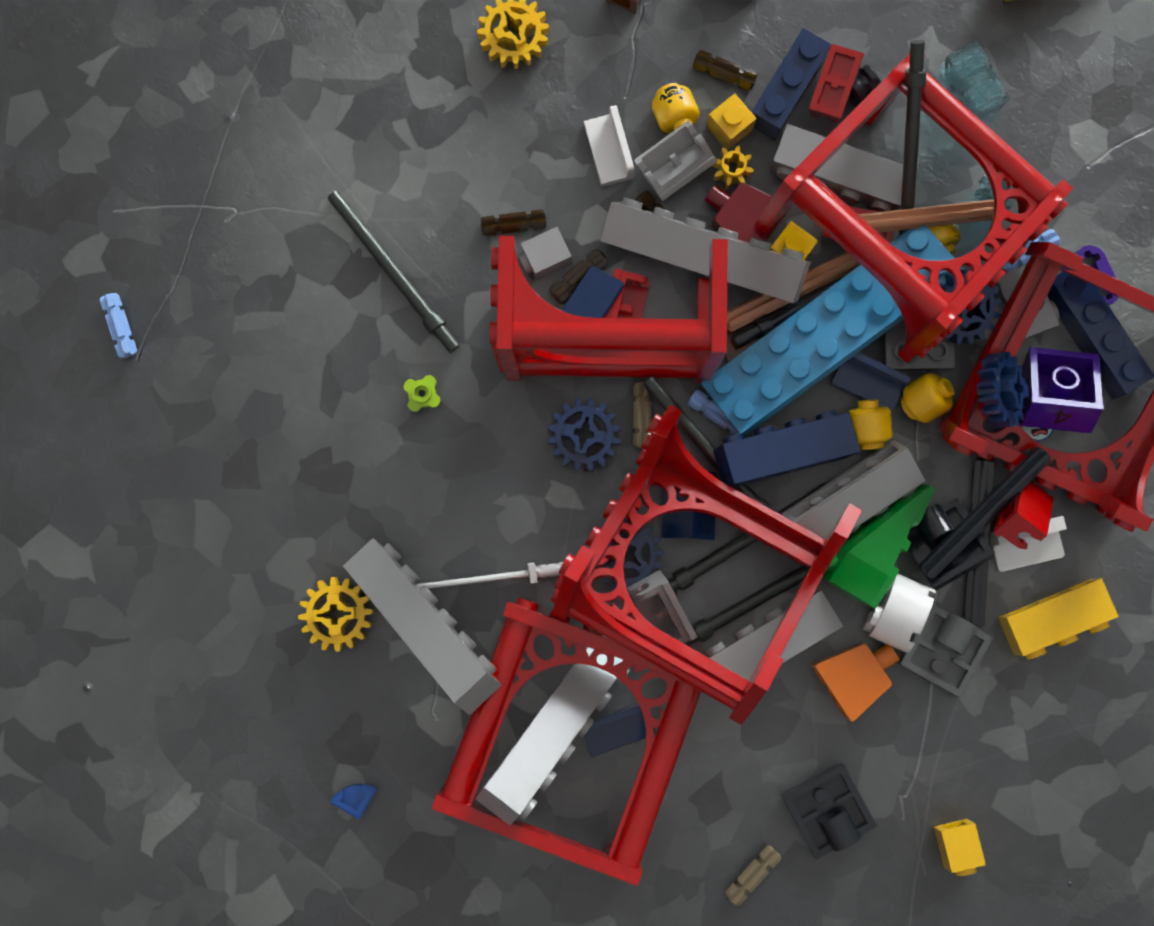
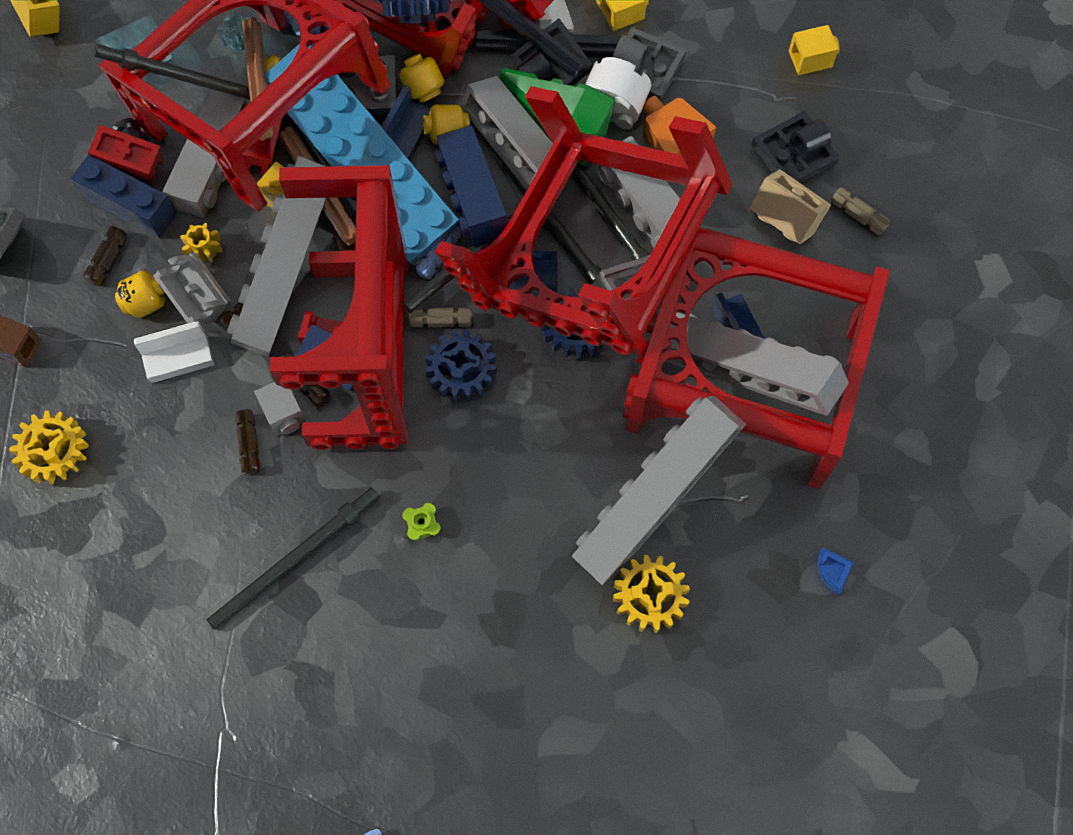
camera: 95 degrees left, 15 degrees down
(533, 573) = (597, 410): white sword -> none
(731, 122) = (156, 243): yellow brick -> none
(740, 211) = (242, 232): dark red torso -> none
(753, 795) = (789, 206): none -> tan brick

